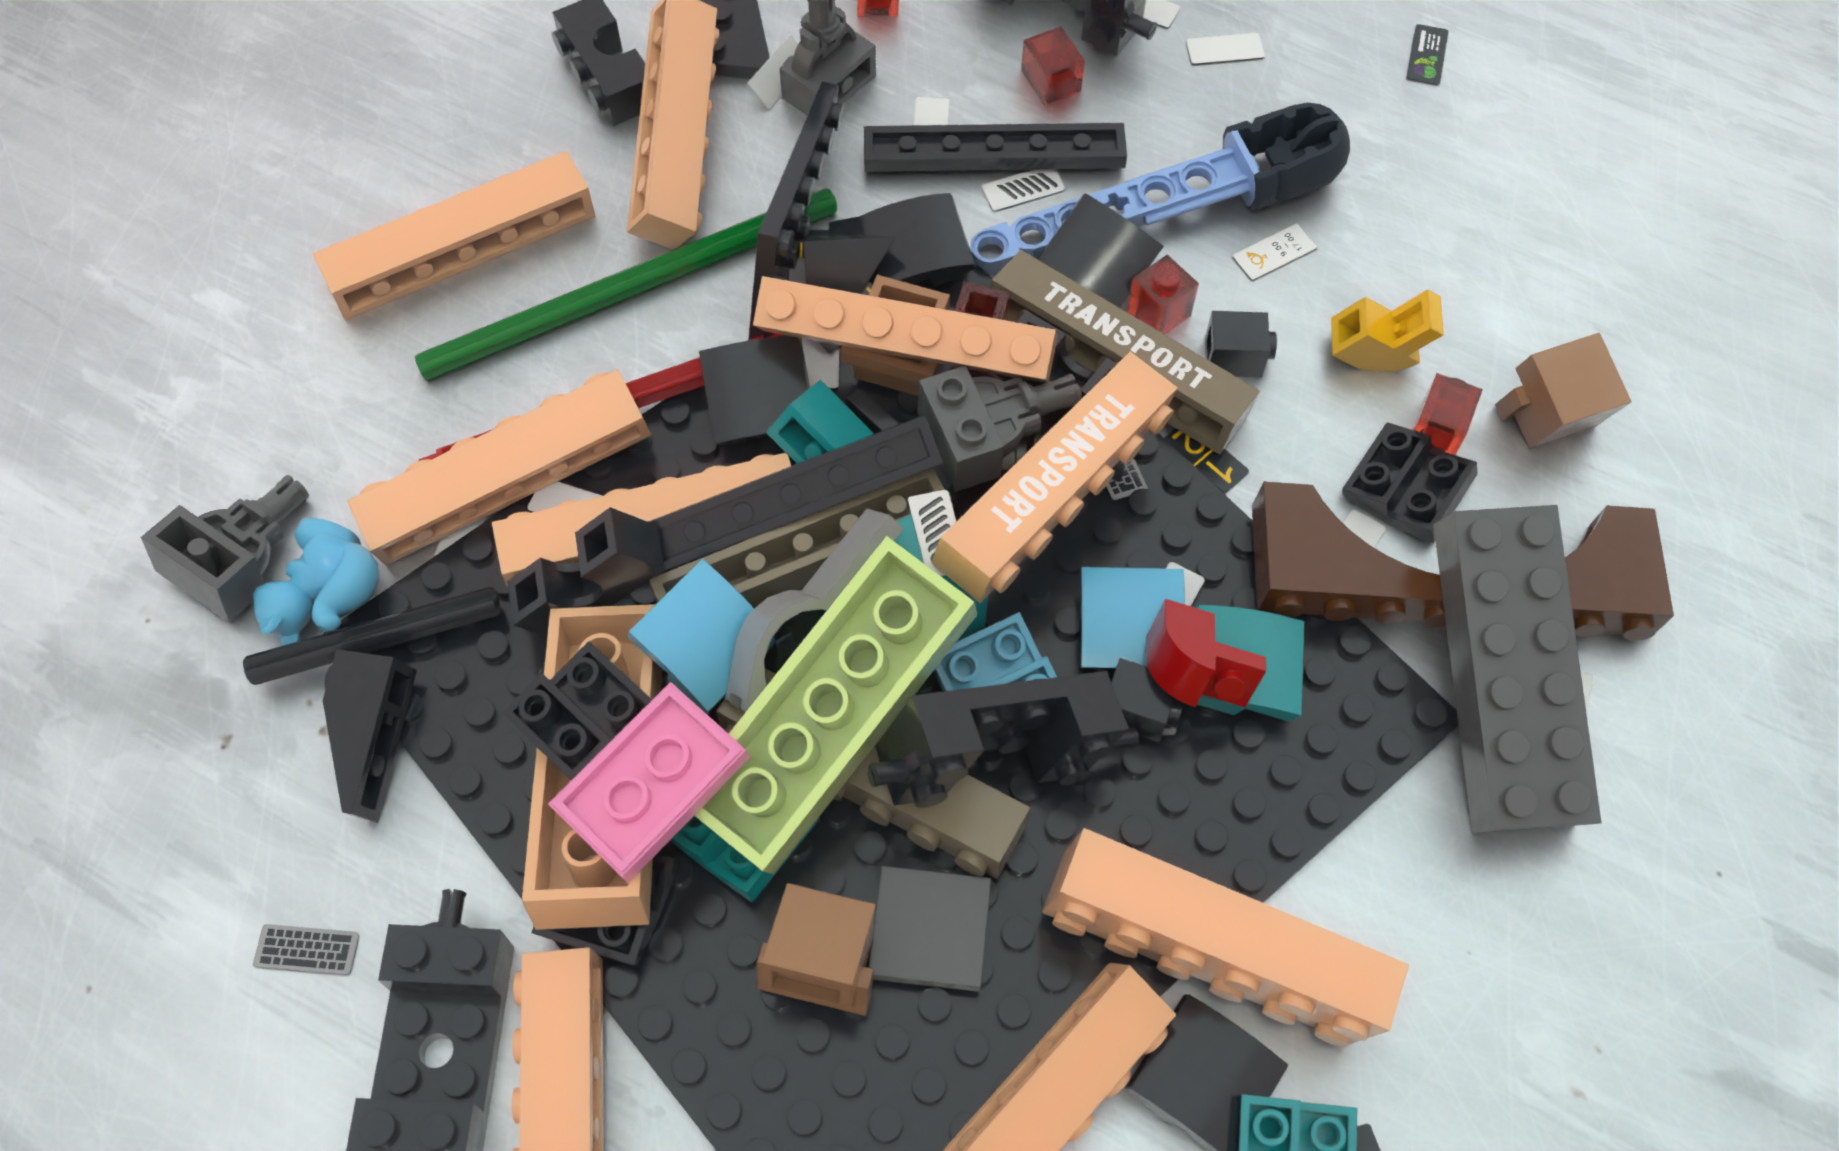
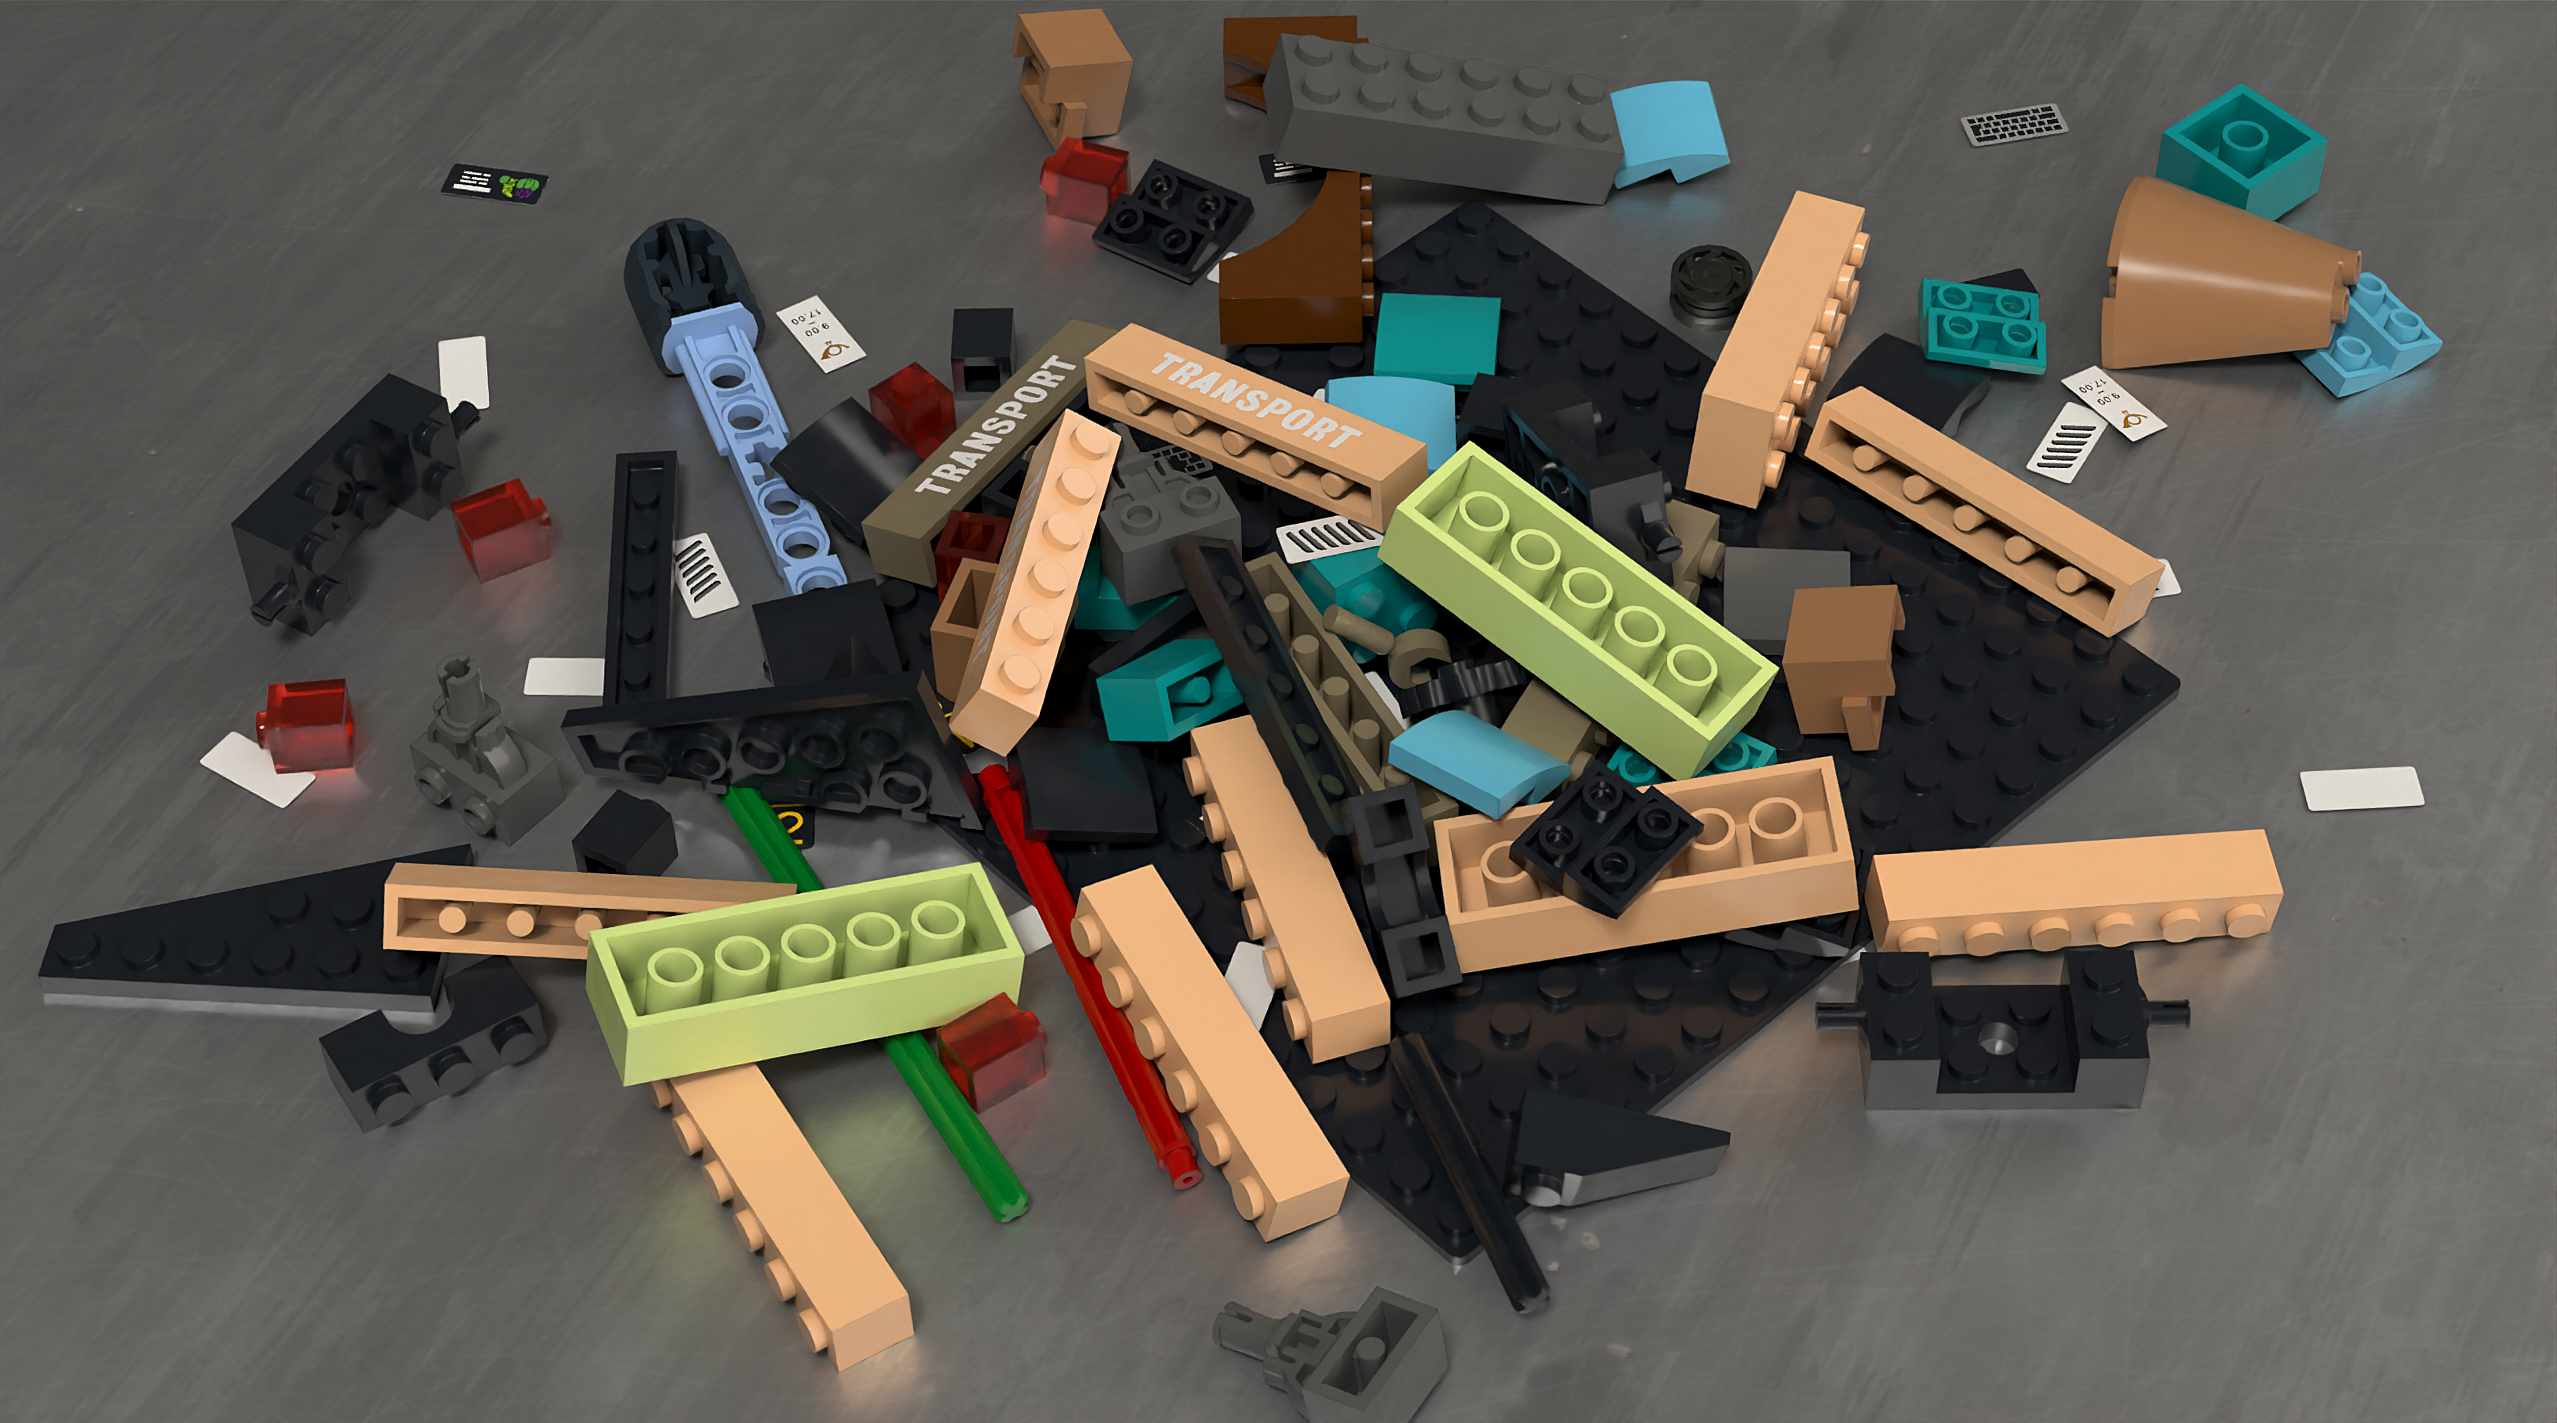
camera: 90 degrees left, 15 degrees down
(306, 949) = (1891, 1209): sticker -> none
(331, 571) = (1375, 1233): medium azure animal -> none
(543, 349) = (993, 1052): none -> clear red brick
(584, 220) = (799, 972): none -> yellowish green brick
(649, 781) = (1698, 748): bright pink tile -> none
(747, 666) = (1444, 646): light grey piece -> none
(754, 146) = (627, 838): none -> black brick
(767, 81) = (472, 838): white sticker -> none
(1192, 664) = (1460, 350): red brick -> none
(1348, 905) = (1709, 290): none -> pearl dark grey wheel
(1384, 339) = (975, 213): yellow brick -> none
(1562, 884) = (1668, 128): none -> medium azure slope

